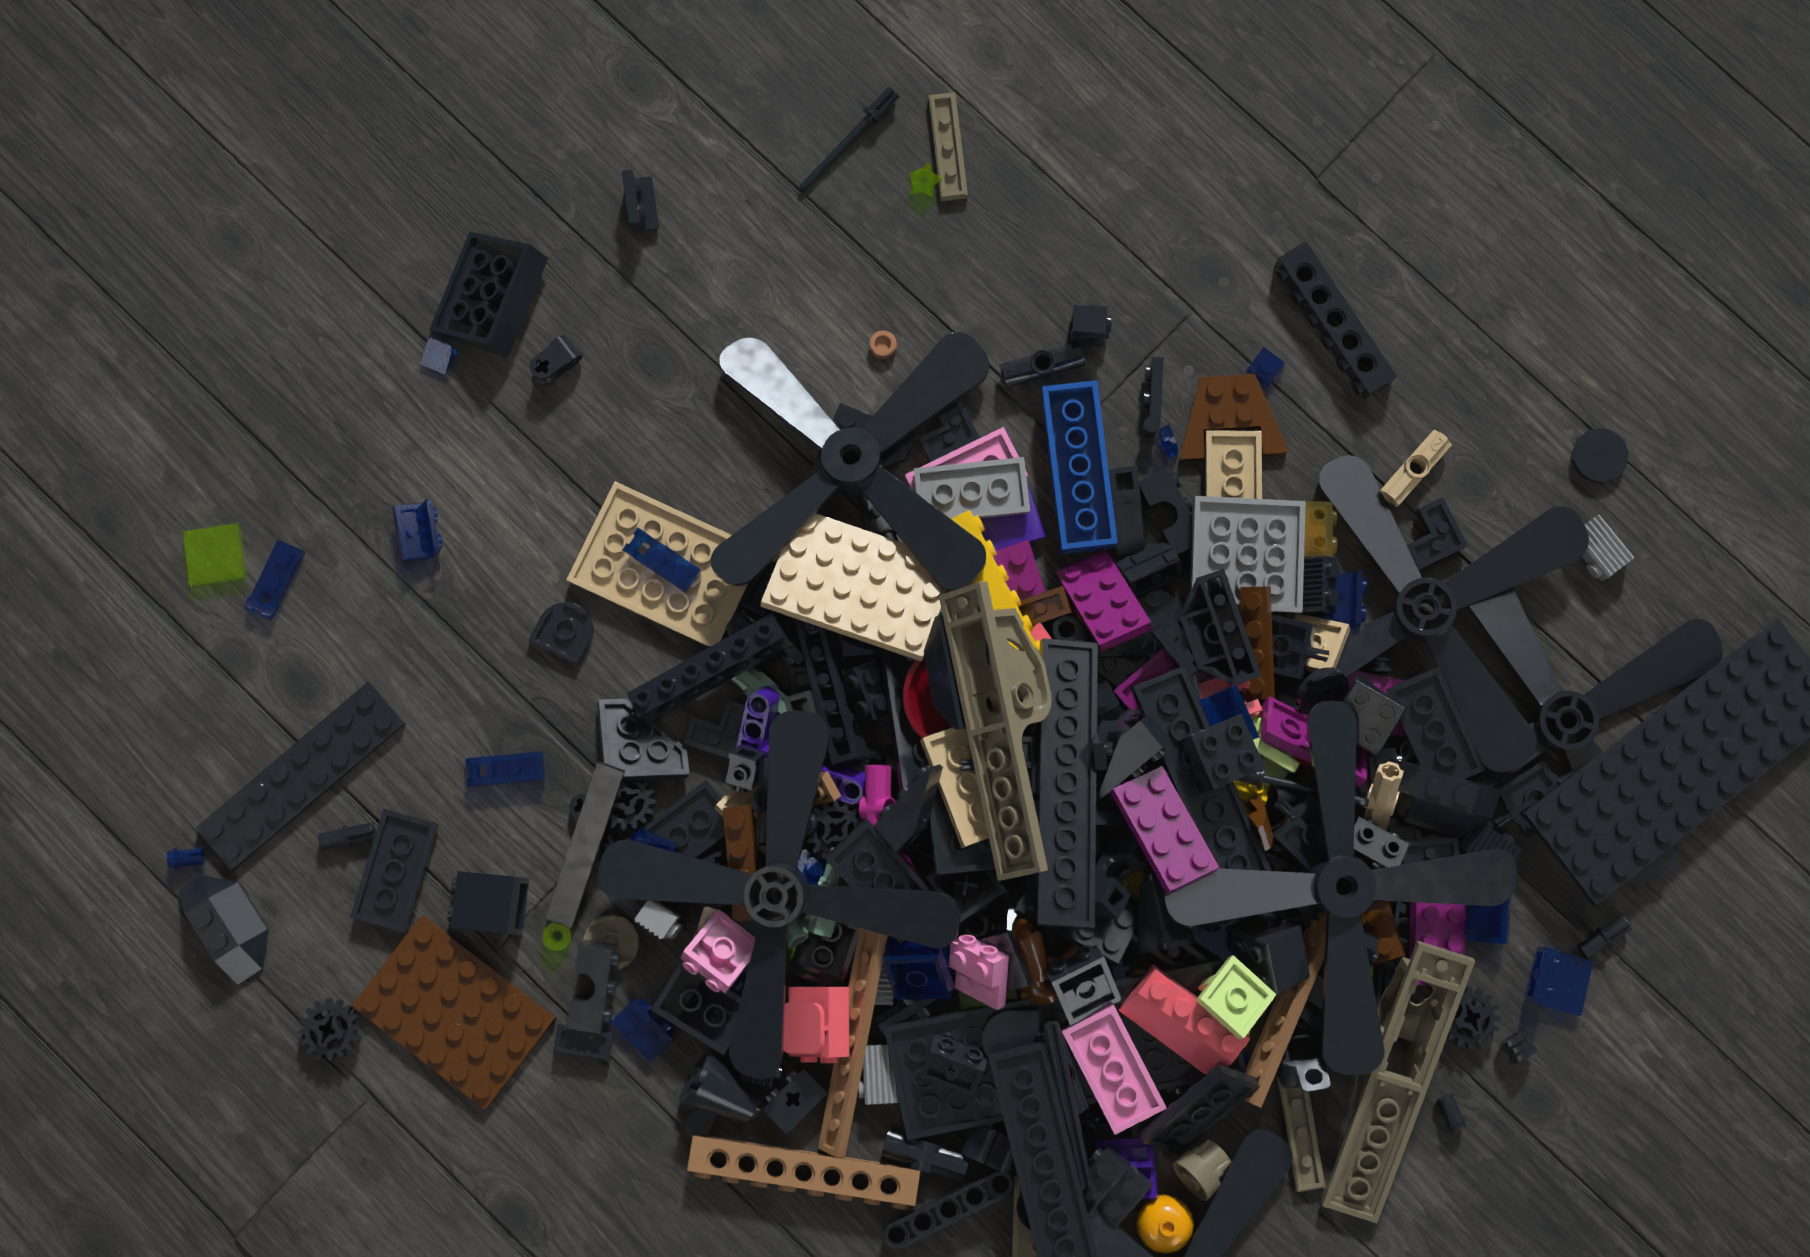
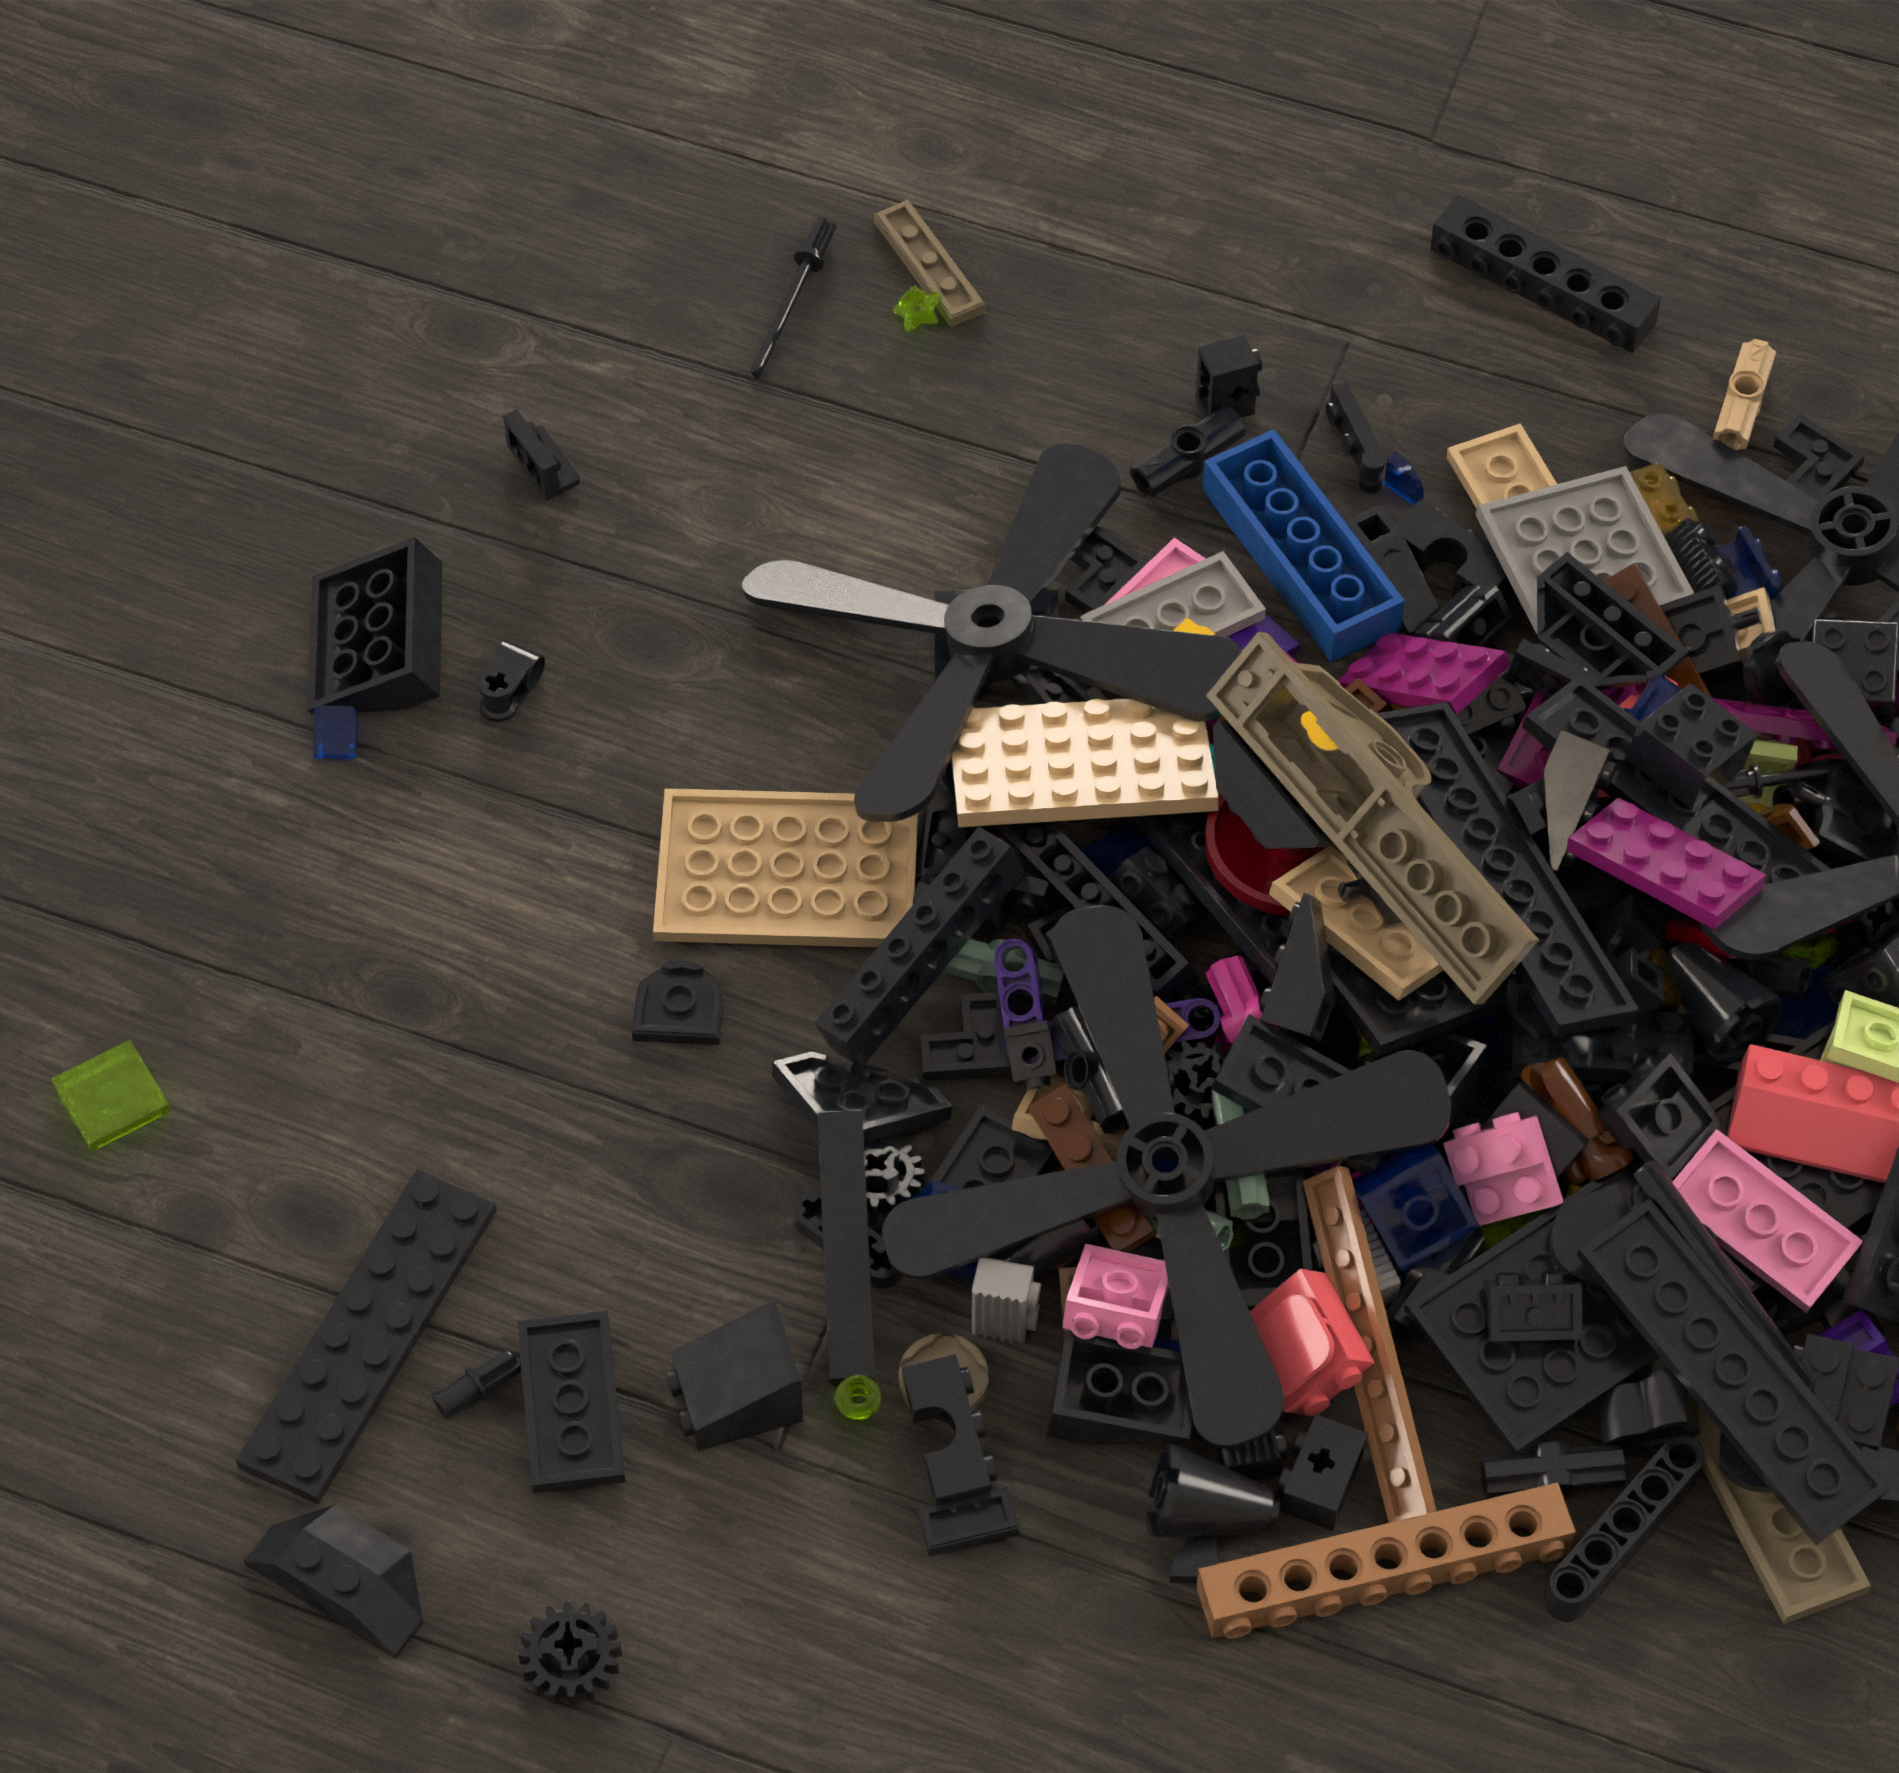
camera: 25 degrees left, 25 degrees down
(187, 857) = (237, 1507): clear blue pin -> none
(274, 579) = (216, 1092): clear blue plate -> none
(417, 531) = (406, 950): clear blue bracket -> none
(454, 1012) = (750, 1562): reddish brown plate -> none
(506, 769) = (675, 1206): clear blue plate -> none
(643, 1029) = (1050, 1467): clear blue bracket -> none
(662, 561) = (781, 855): clear blue plate -> none
(879, 1079) = (1434, 1392): light grey brick -> none
(883, 344) = (958, 509): nougat tile -> none
(1230, 404) = (1462, 411): reddish brown wing -> none
(1266, 366) = (1483, 358): clear blue plate -> none

